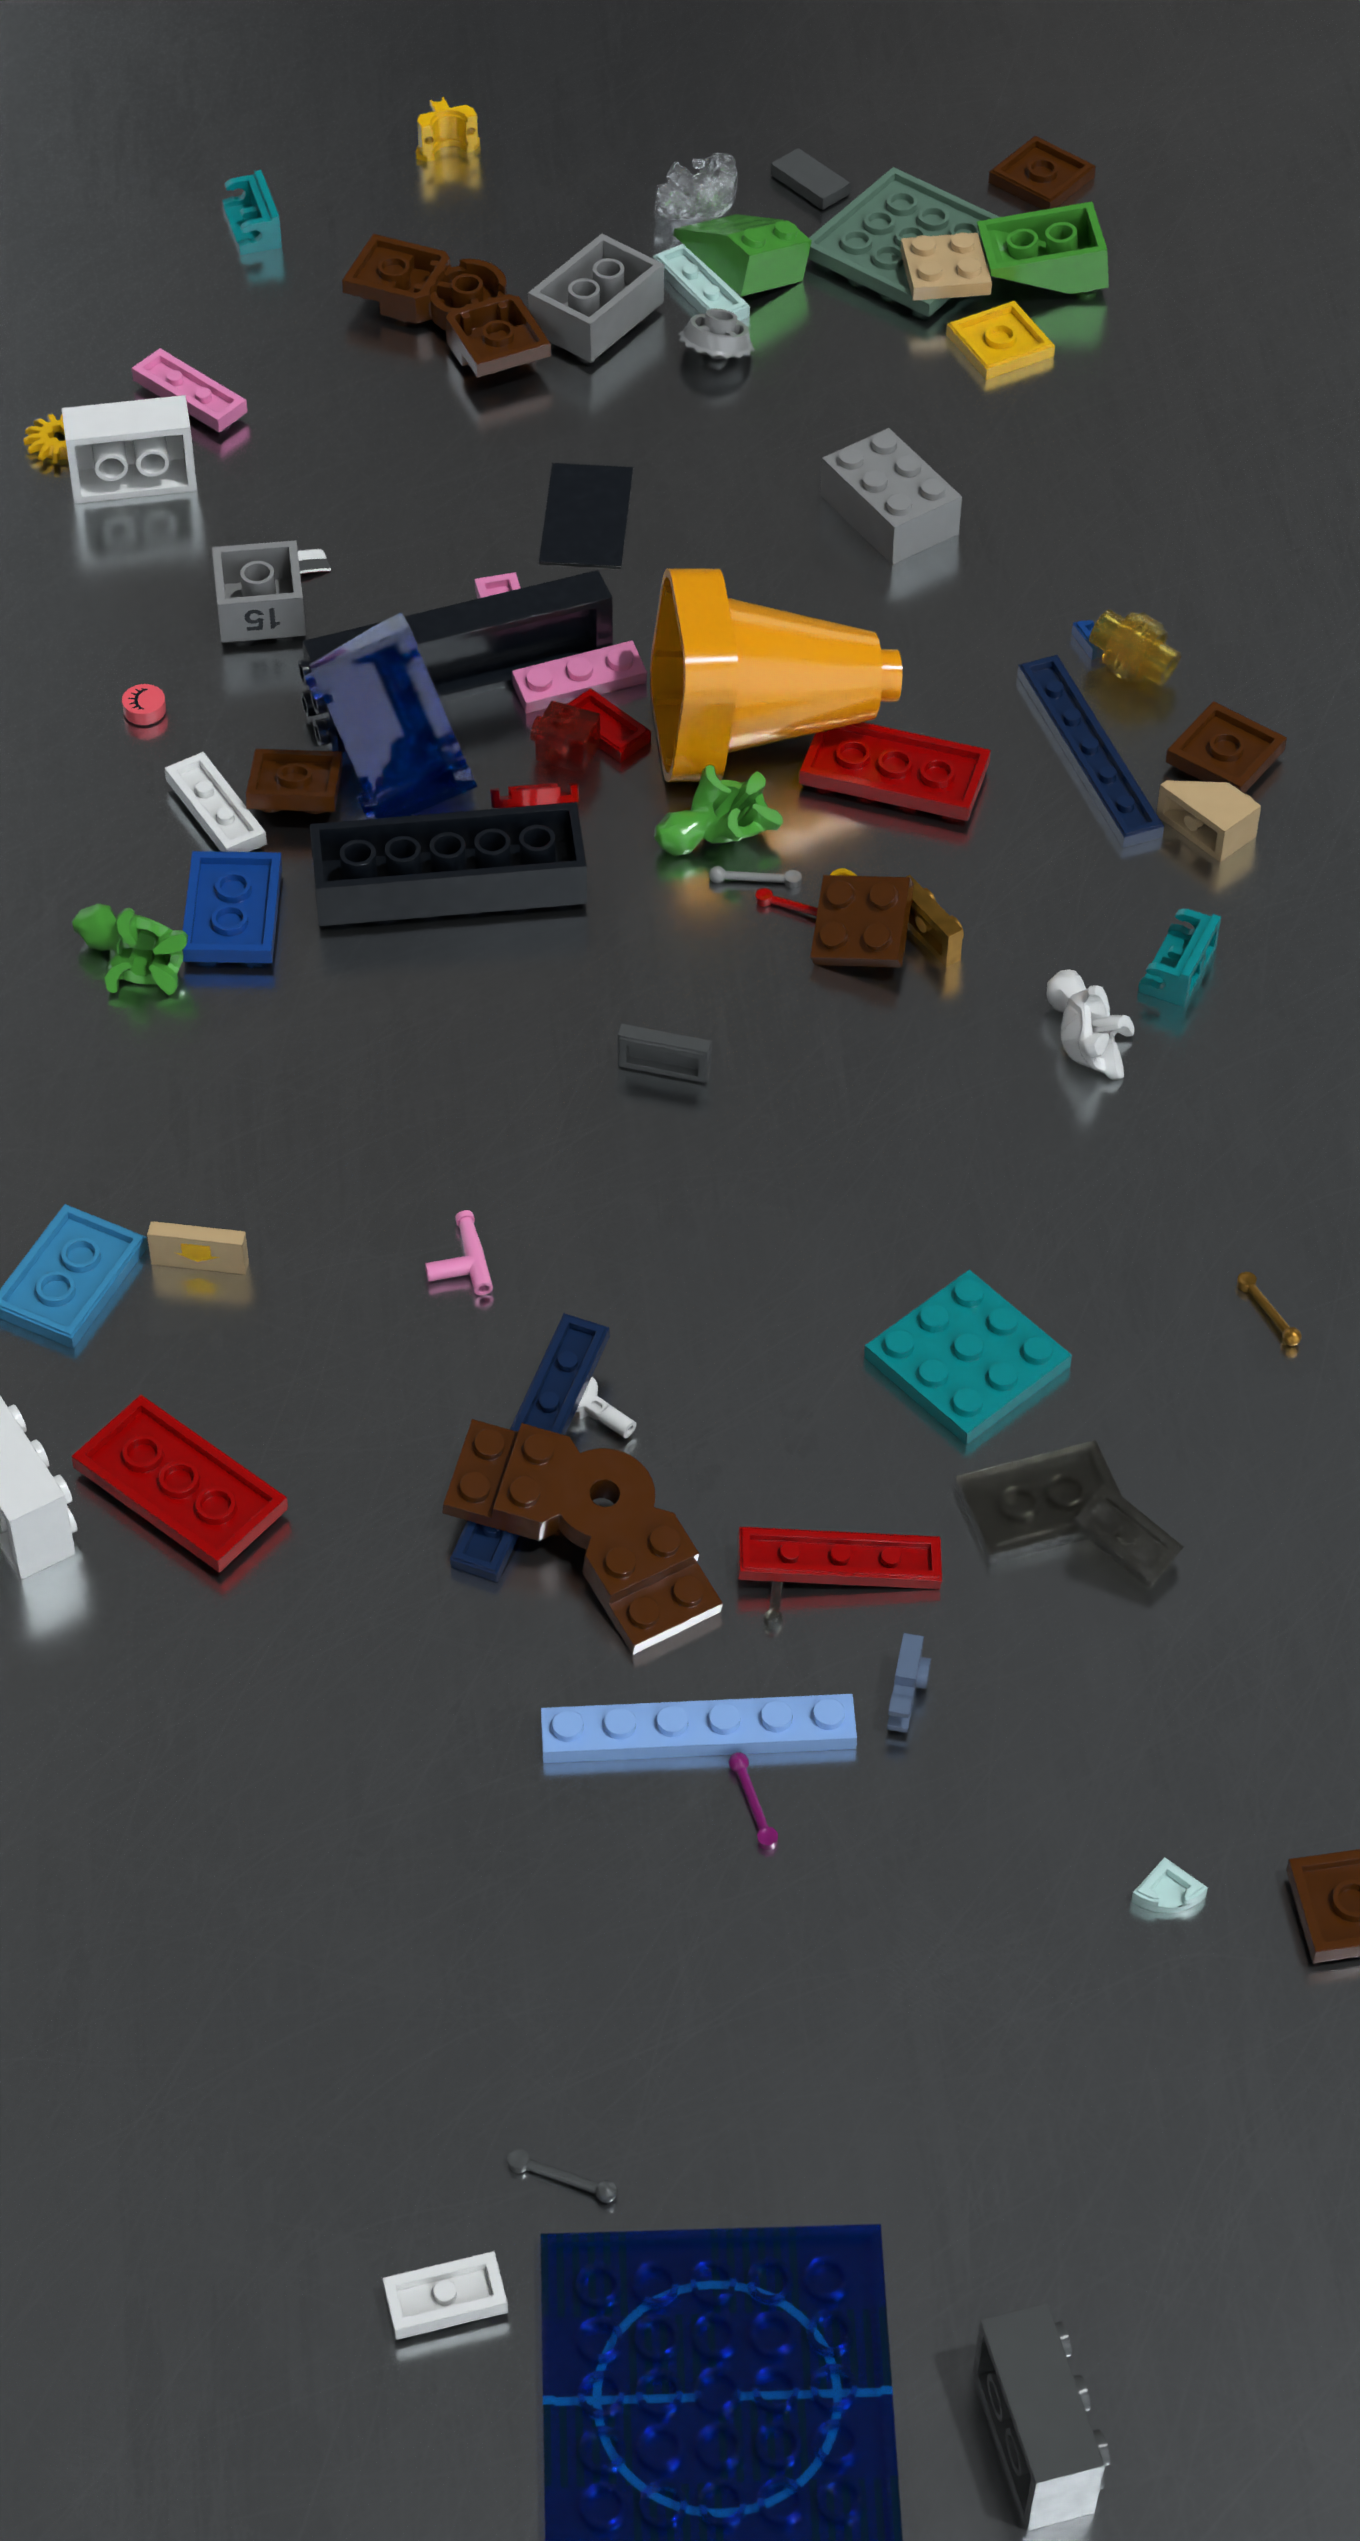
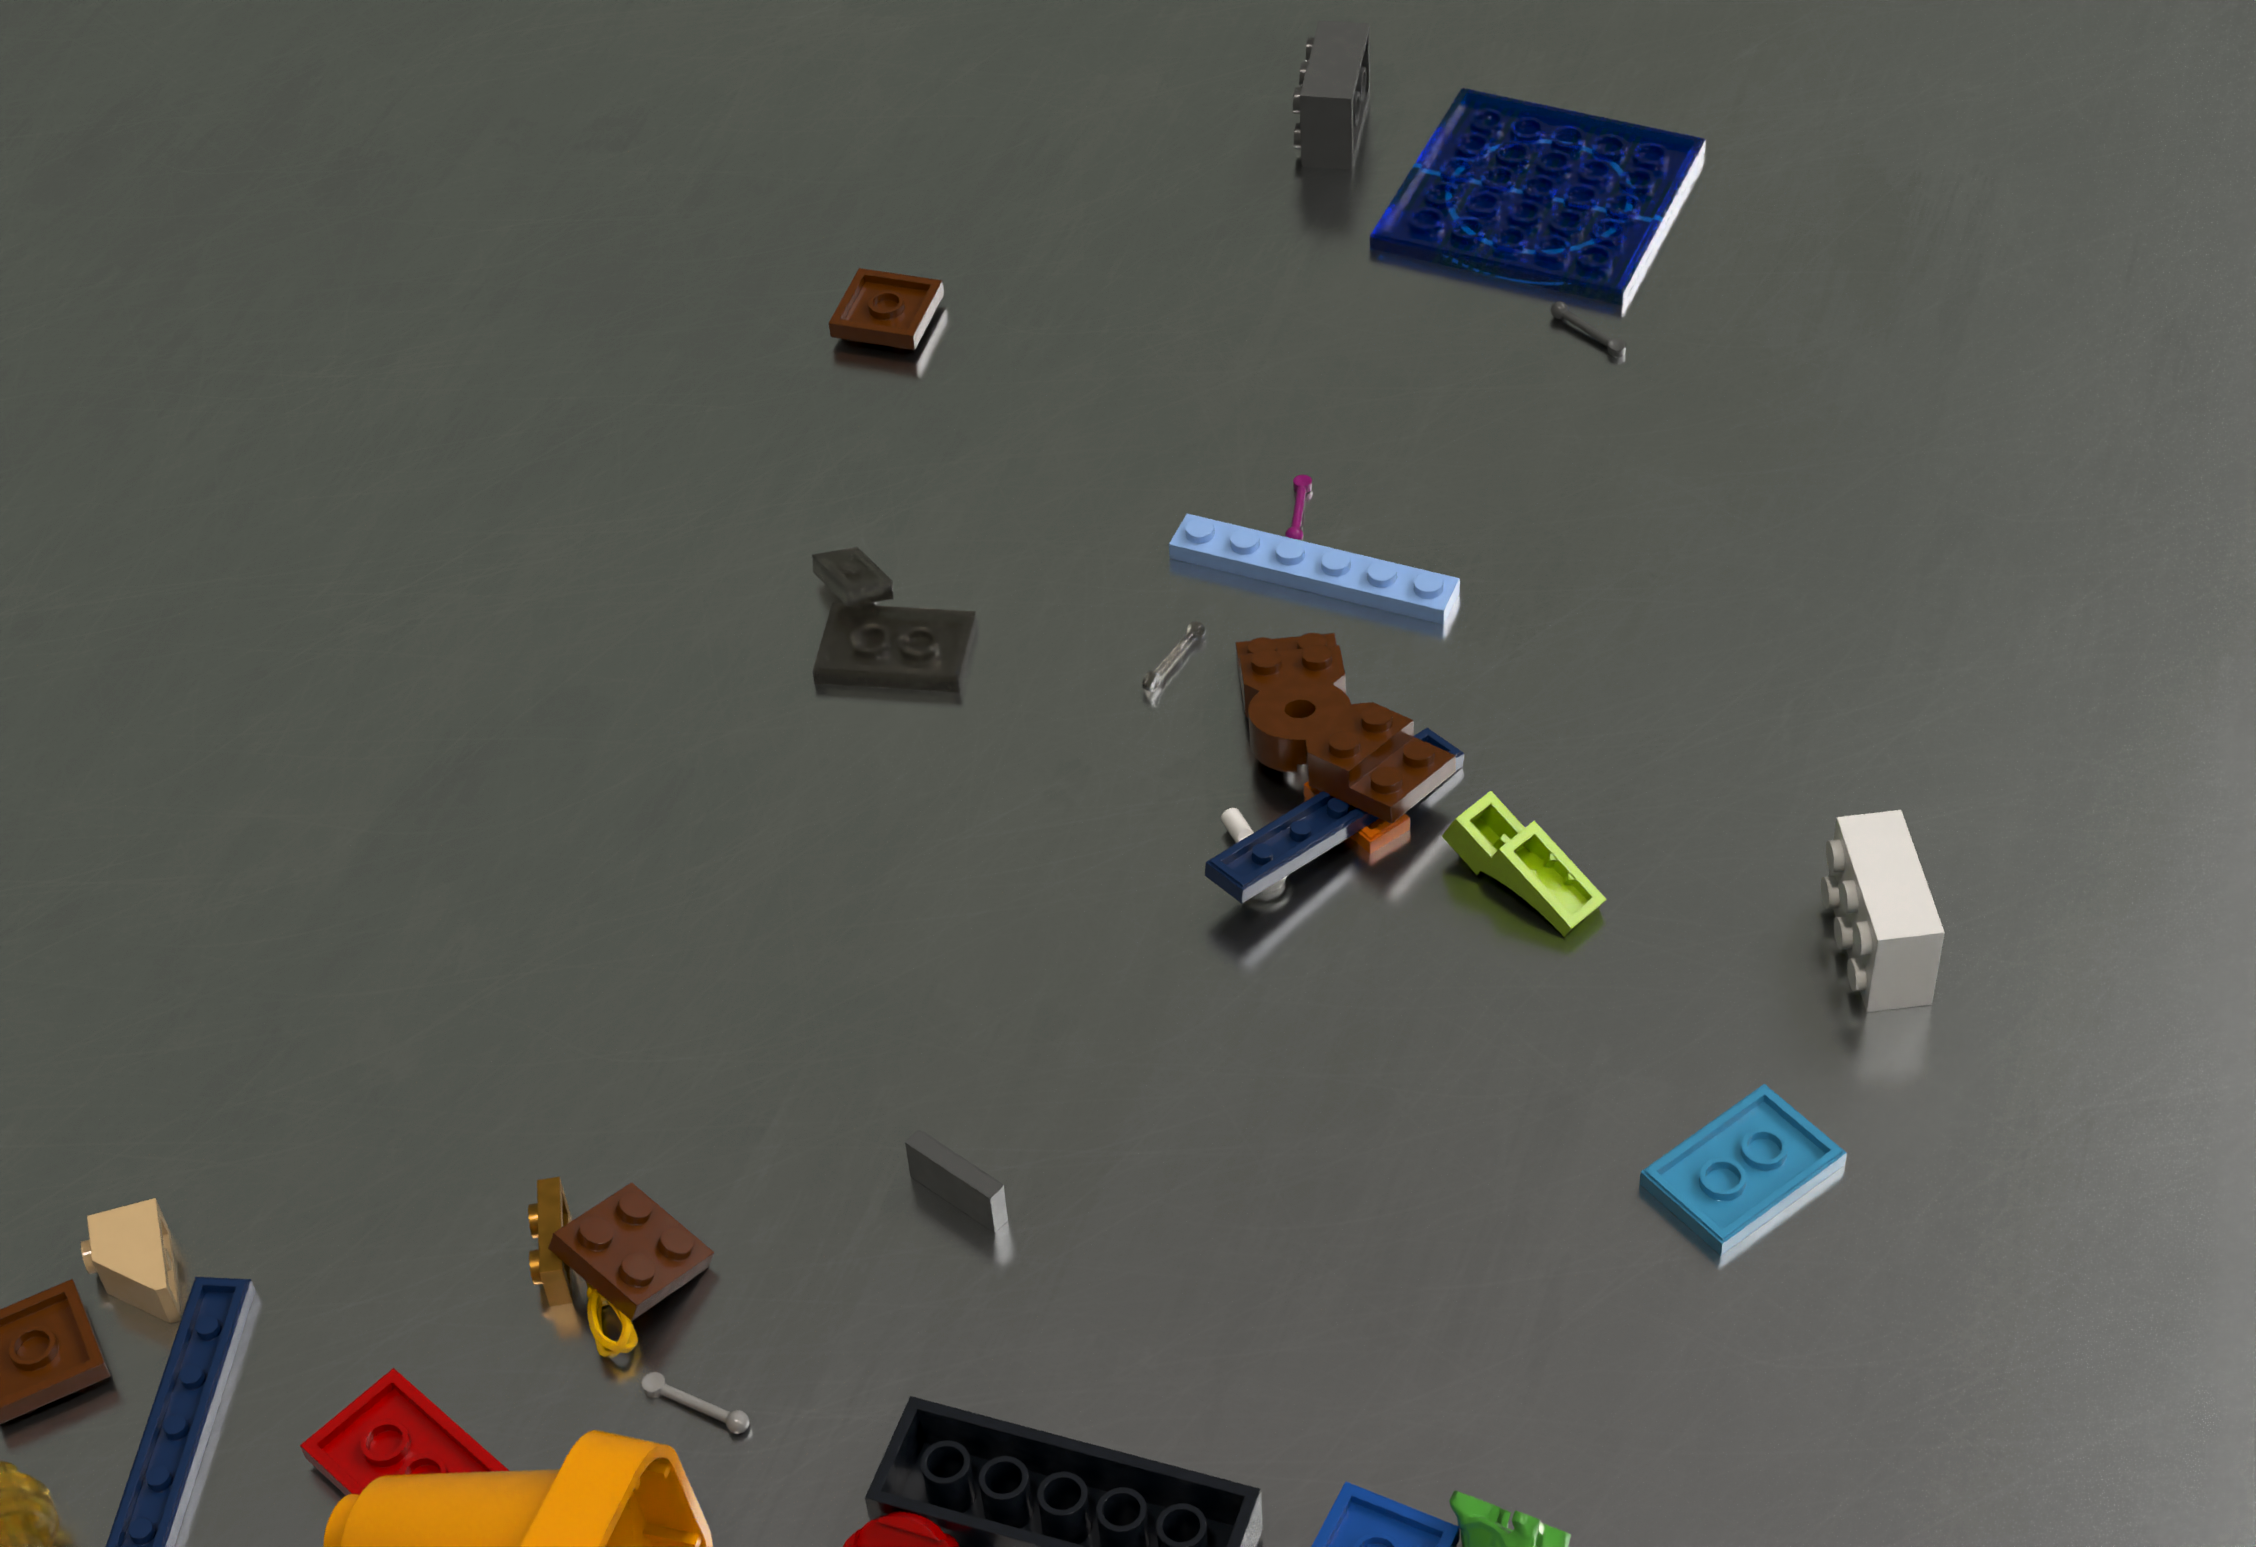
camera: 150 degrees left, 5 degrees down
(180, 1483) = (1702, 900): red plate -> none
(198, 1247) = (1589, 1128): tan tile -> none
(349, 1453) = (1524, 861): none -> lime slope
(445, 2295) = (1711, 277): white plate -> none
(471, 1264) = (1296, 1033): bright pink piece -> none
(719, 814) = (741, 1476): bright green animal -> none
(765, 897) = (703, 1369): red hinge -> none
(839, 1558) = (1110, 645): red tile -> none
(910, 1674) = (1114, 536): sand blue plate -> none
(967, 1356) = (867, 787): teal plate -> none
(1087, 1023) = (488, 1051): white animal -> none
(1168, 1890) = (1013, 365): light aqua tile -> none
(1181, 958) = (325, 1101): teal hinge -> none
(1247, 1283) = (557, 772): pearl gold hinge -> none

